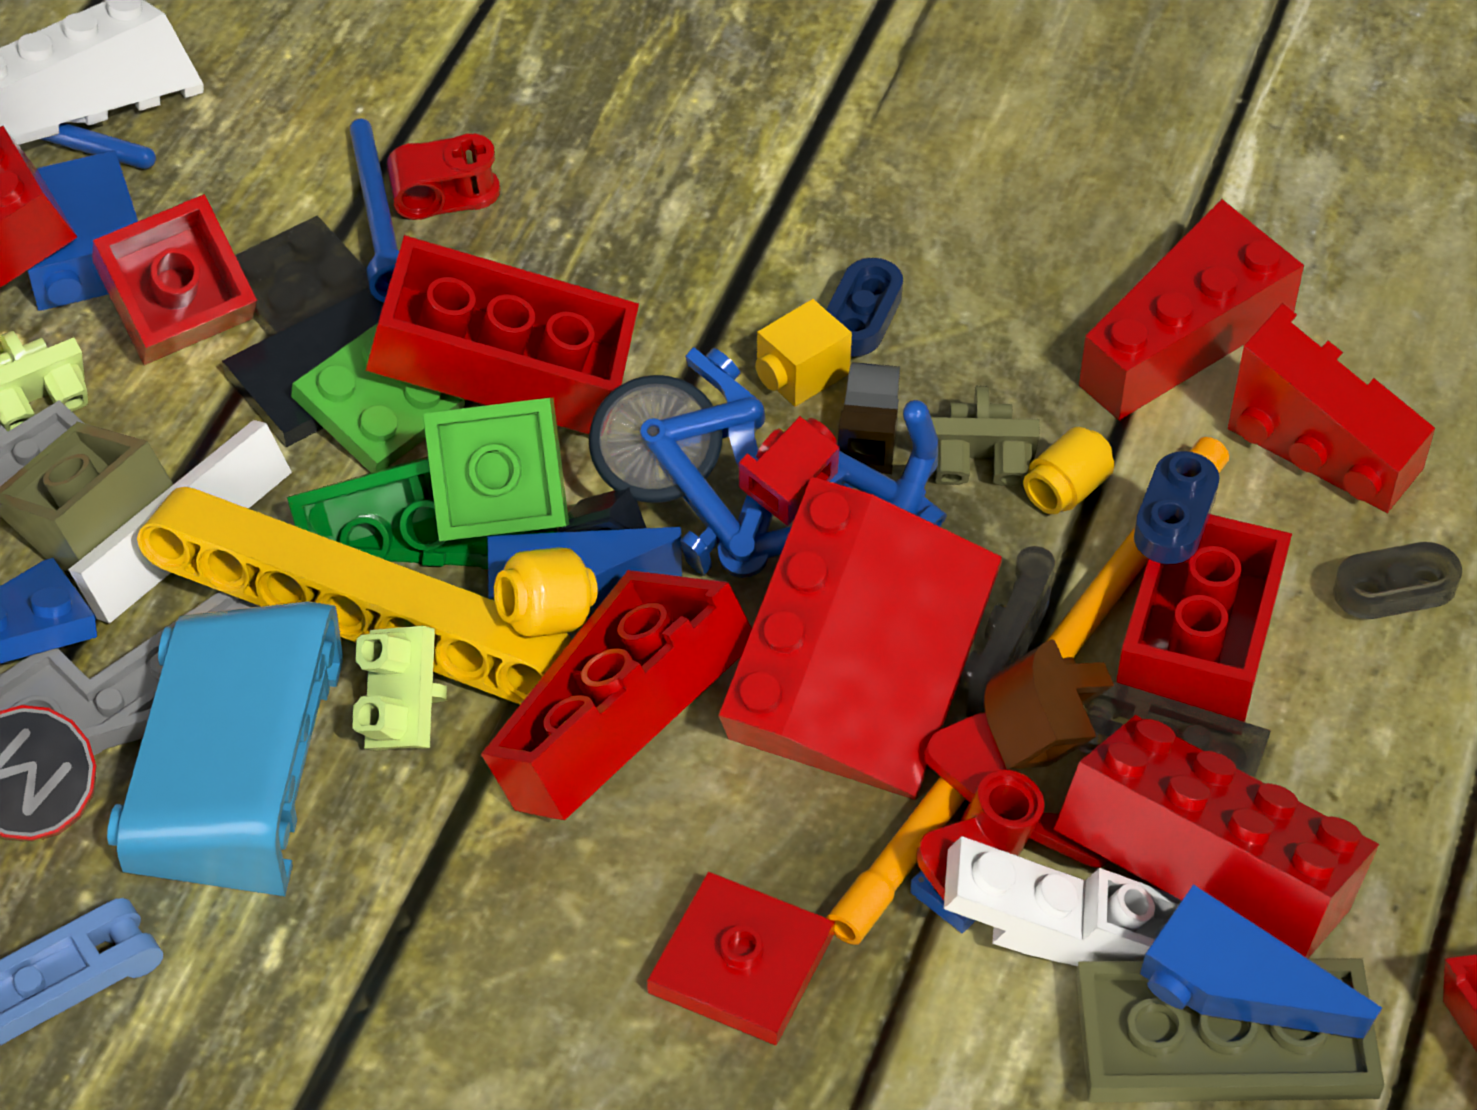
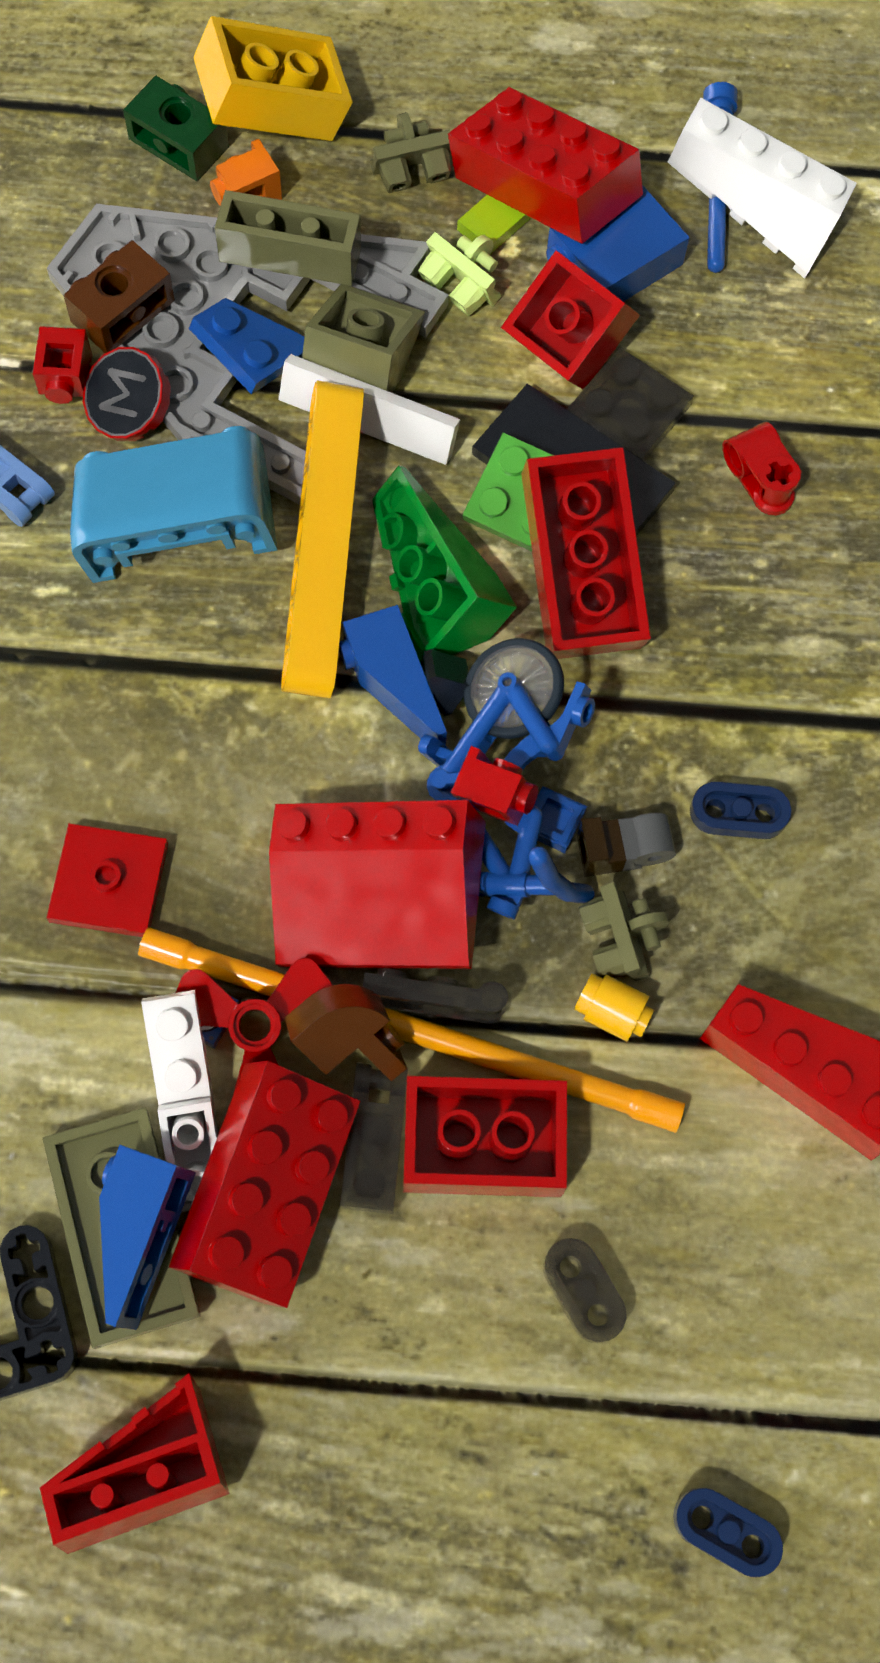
camera: 70 degrees right, 20 degrees up
(377, 209) = (645, 459): blue piece -> none
(398, 688) = (255, 595): yellowish green hips -> none
(496, 469) = (439, 586): bright green plate -> none
(545, 591) = (339, 654): yellow head -> none
(616, 688) = (286, 728): red wedge -> none
(803, 352) = (668, 776): yellow brick -> none
(1183, 496) = (558, 1089): dark blue plate -> none
(1324, 417) = (730, 1202): red wedge -> none

